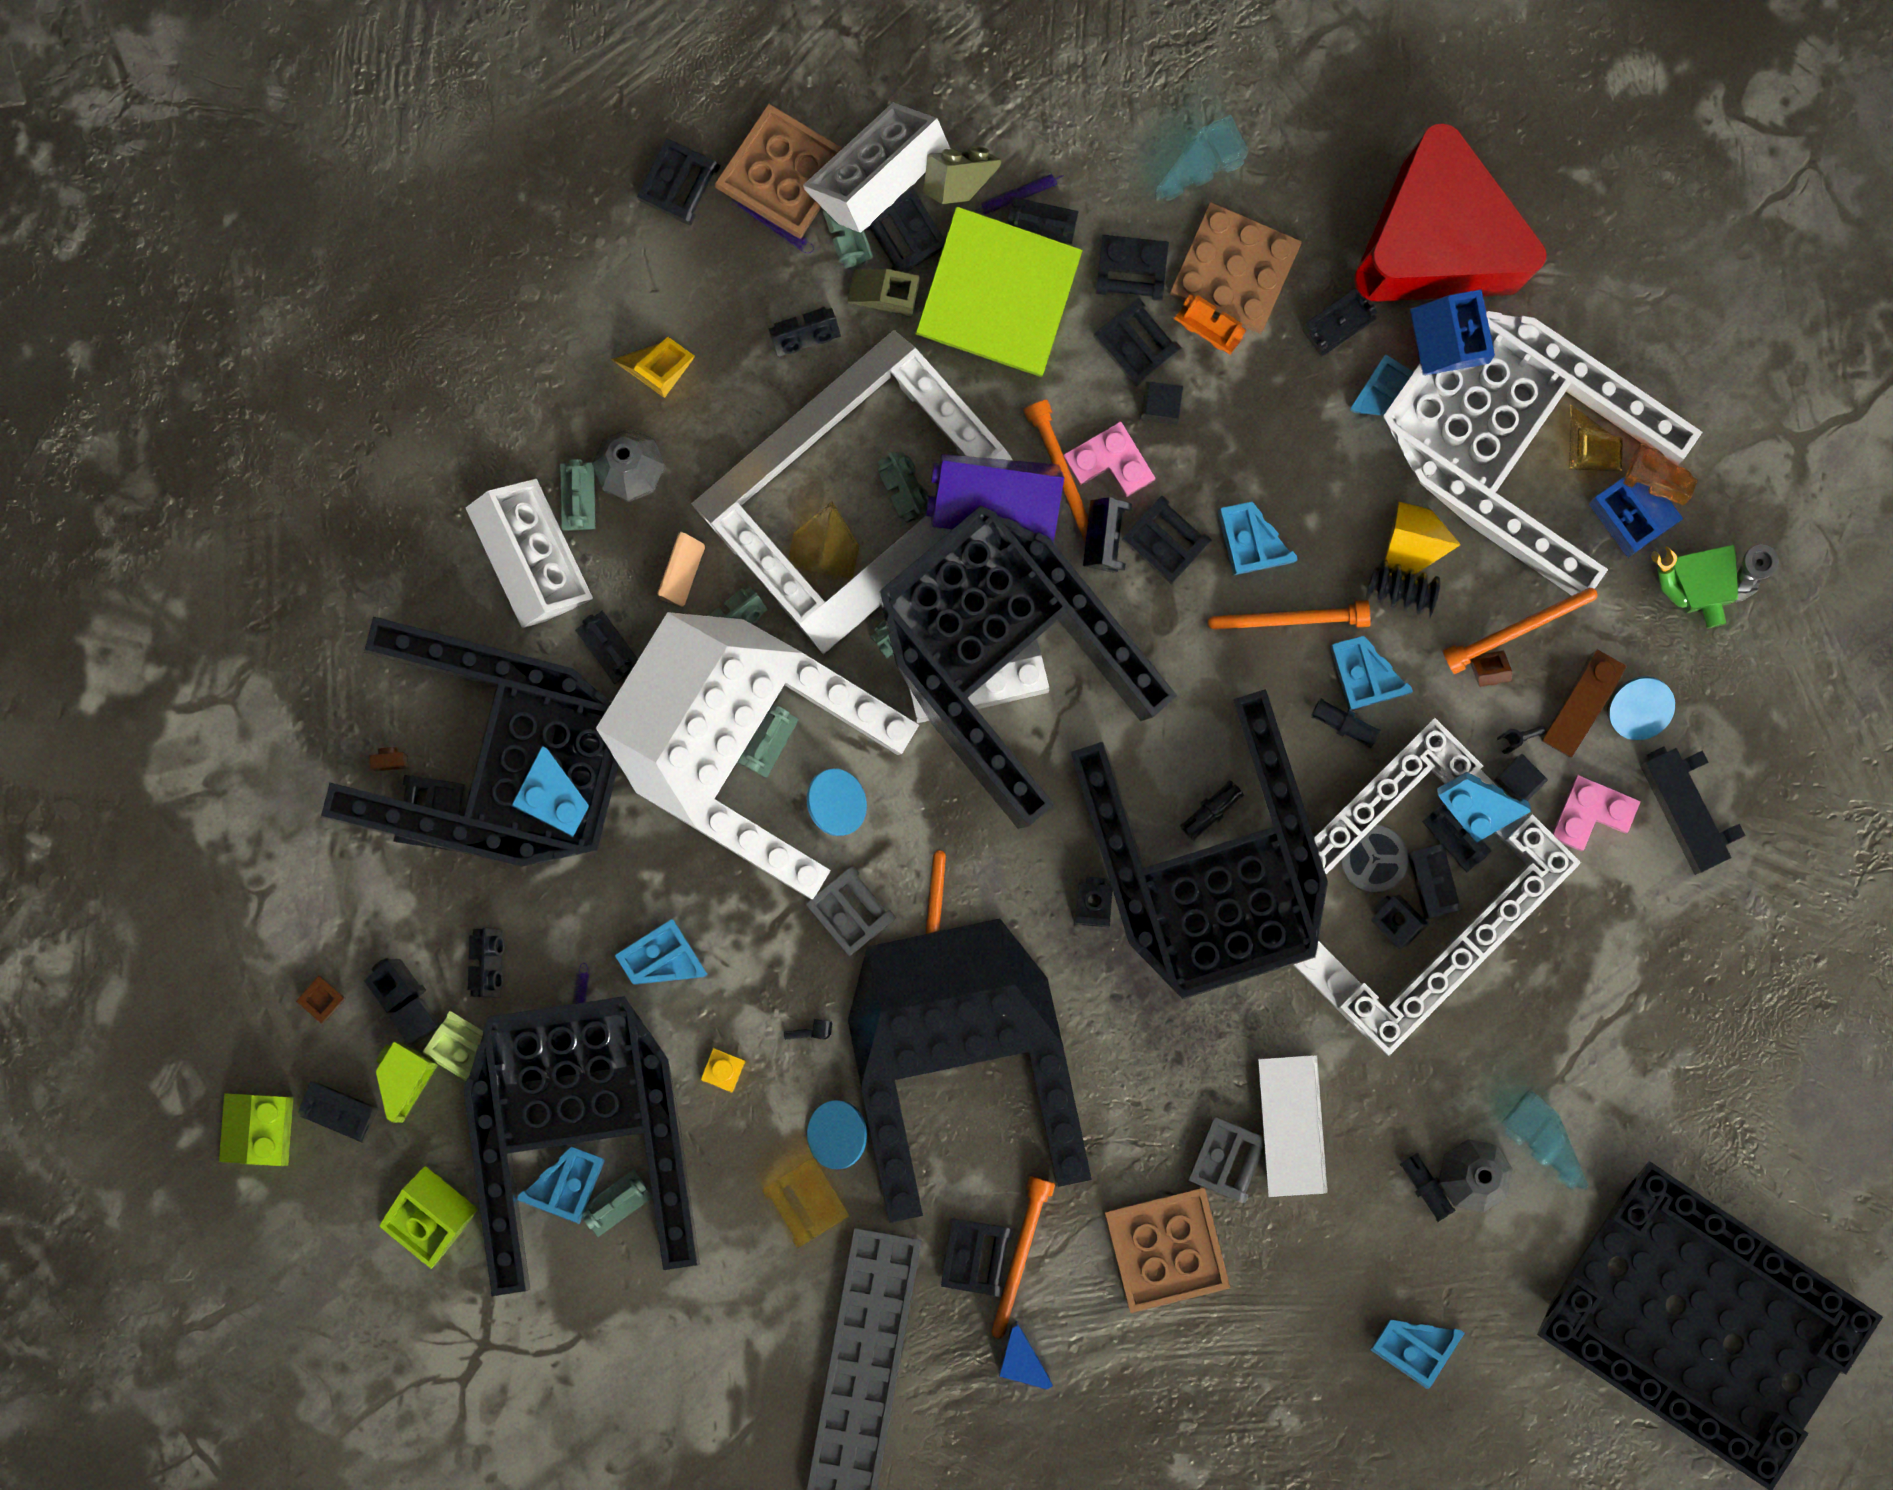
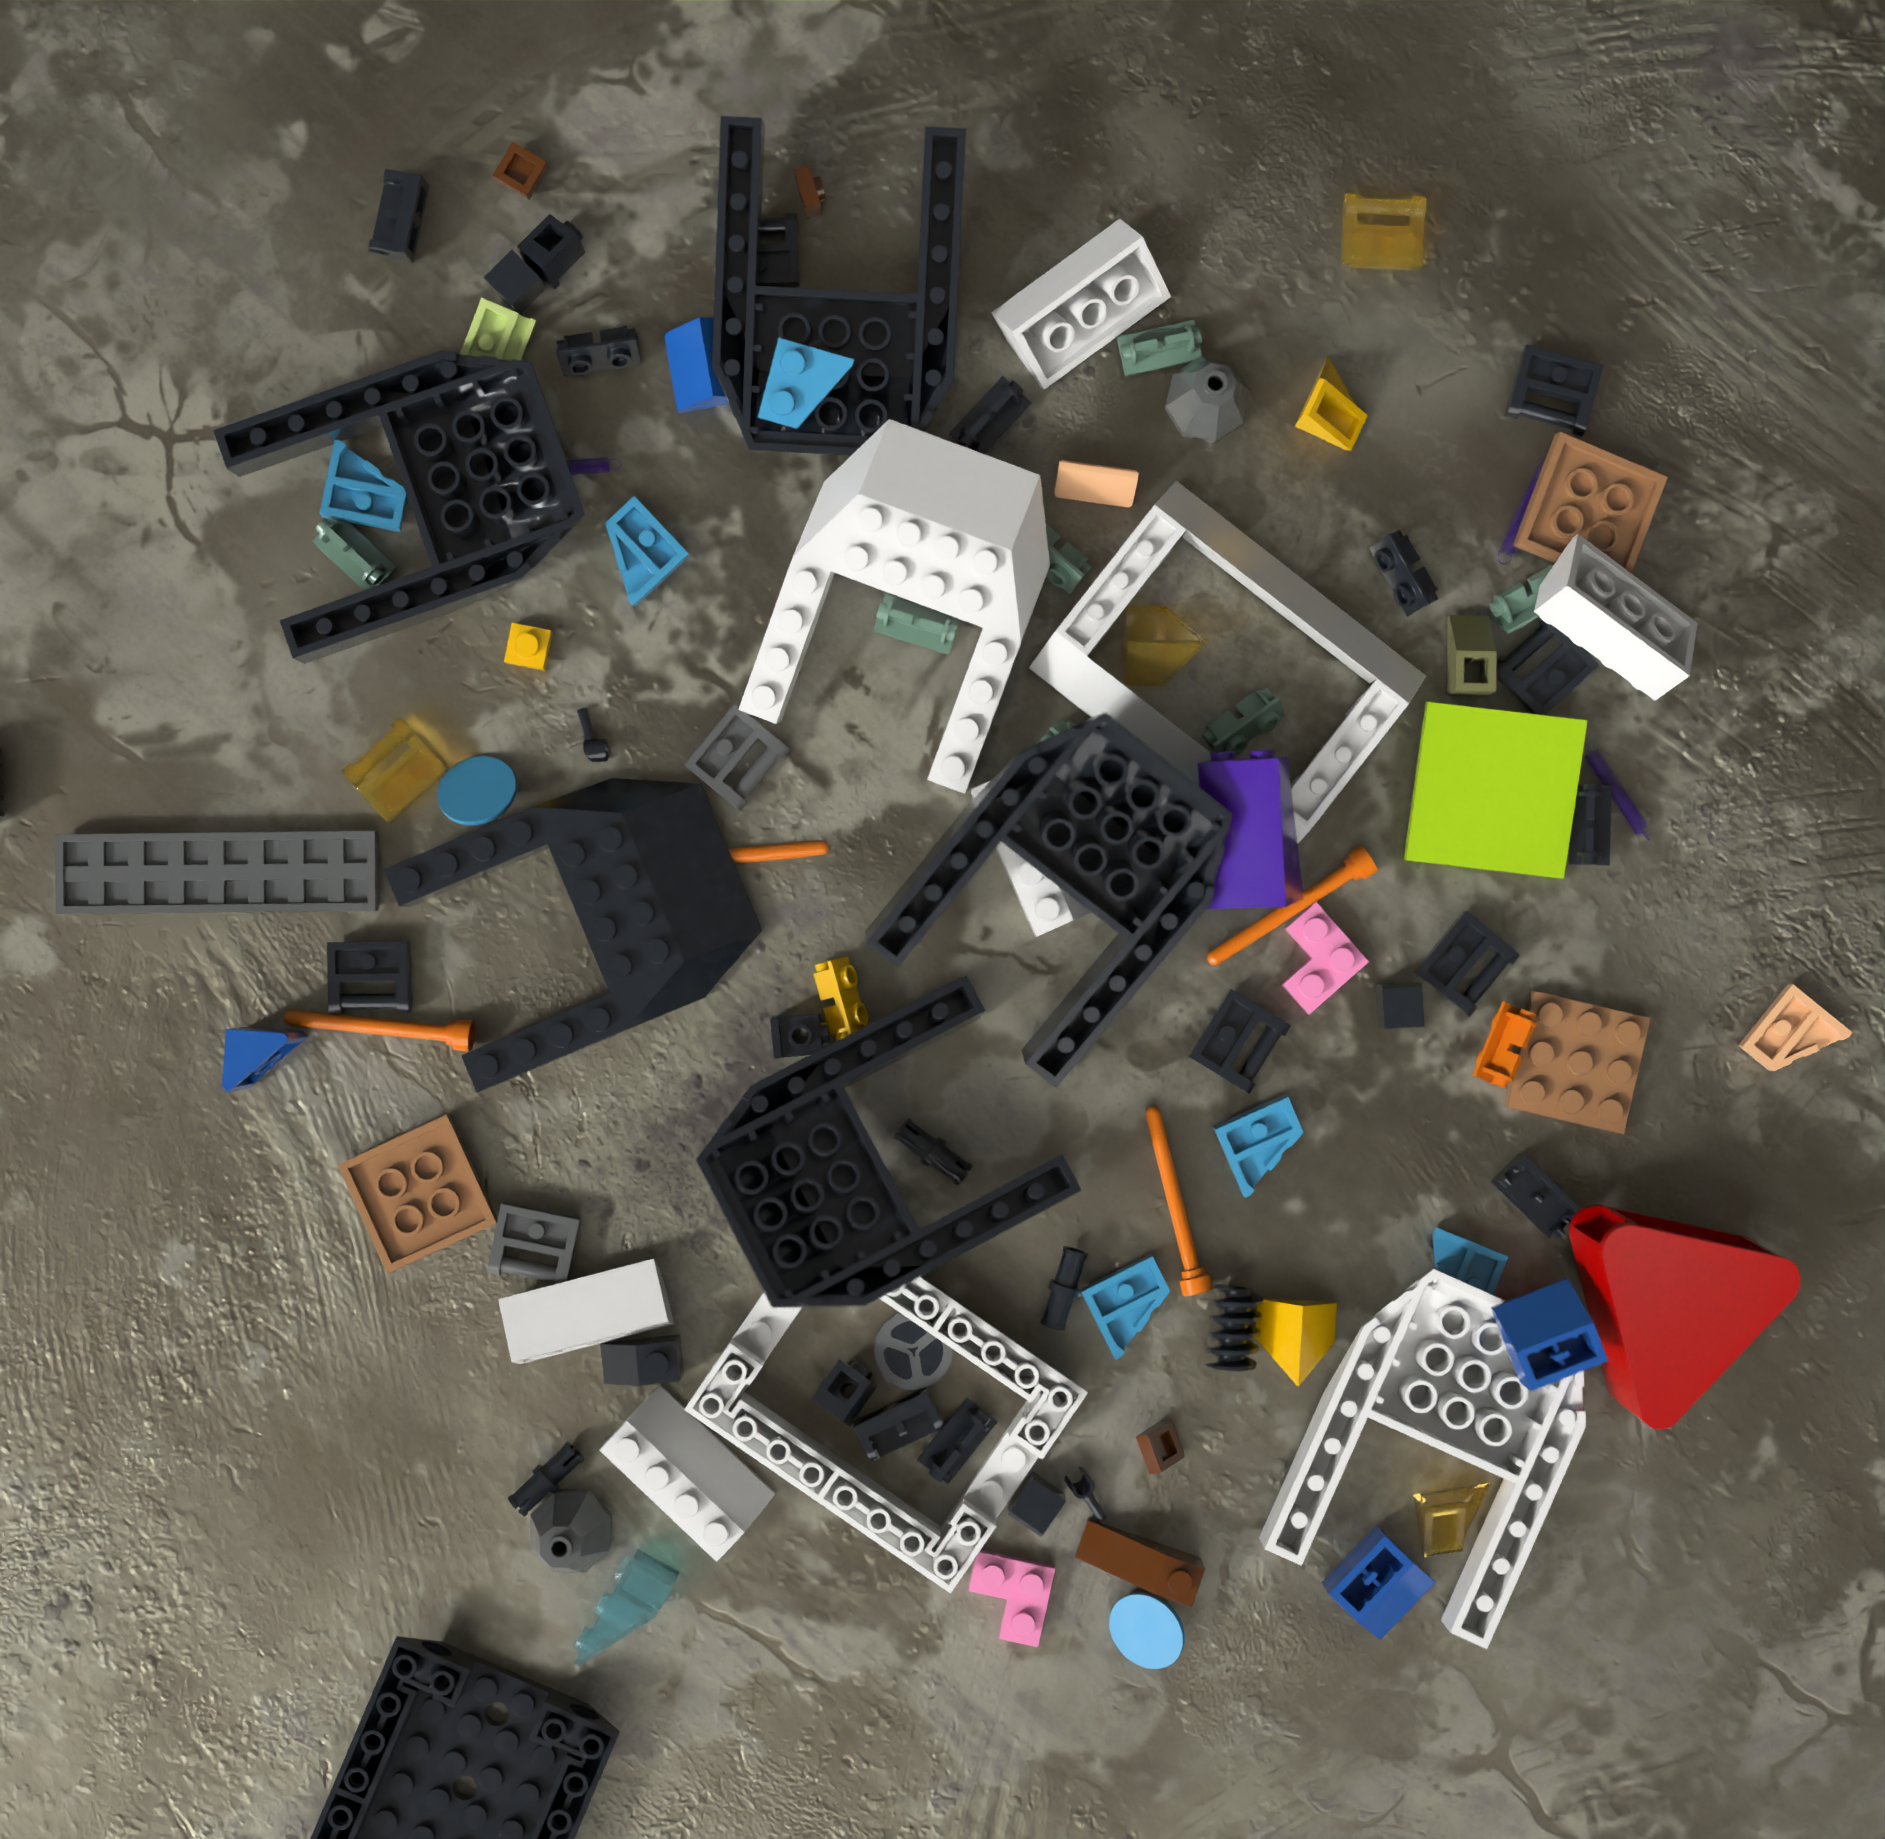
camera: 75 degrees right, 5 degrees up
(256, 1129) = (359, 130): lime slope -> none
(402, 1078) = (442, 278): lime slope -> none
(428, 1217) = (298, 343): lime slope -> none
(515, 885) = (691, 368): none -> blue slope
(529, 298) = (1382, 244): none -> clear yellow plate
(836, 802) = (858, 716): dark azure piece -> none
(958, 174) = (1626, 716): olive slope -> none
(1054, 862) = (839, 980): none -> yellow hinge
(1104, 534) = (1231, 967): black hinge -> none
(1132, 257) = (1566, 940): black plate -> none
(1211, 150) = (1711, 1007): clear light blue slope -> none
(1242, 90) = (1791, 1029): none -> light nougat wing
(1342, 1087) = (643, 1361): none -> black slope
(1416, 1349) = (360, 1500): dark azure wing -> none
(1442, 1065) = (688, 1472): none -> white slope
(1461, 656) = (1167, 1408): orange piece -> none
(1480, 806) = (994, 1464): dark azure wing -> none
(1662, 475) = (1422, 1612): clear orange wing -> none
(1685, 809) = (1038, 1702): black brick -> none
(1711, 578) = (1315, 1690): bright green torso -> none

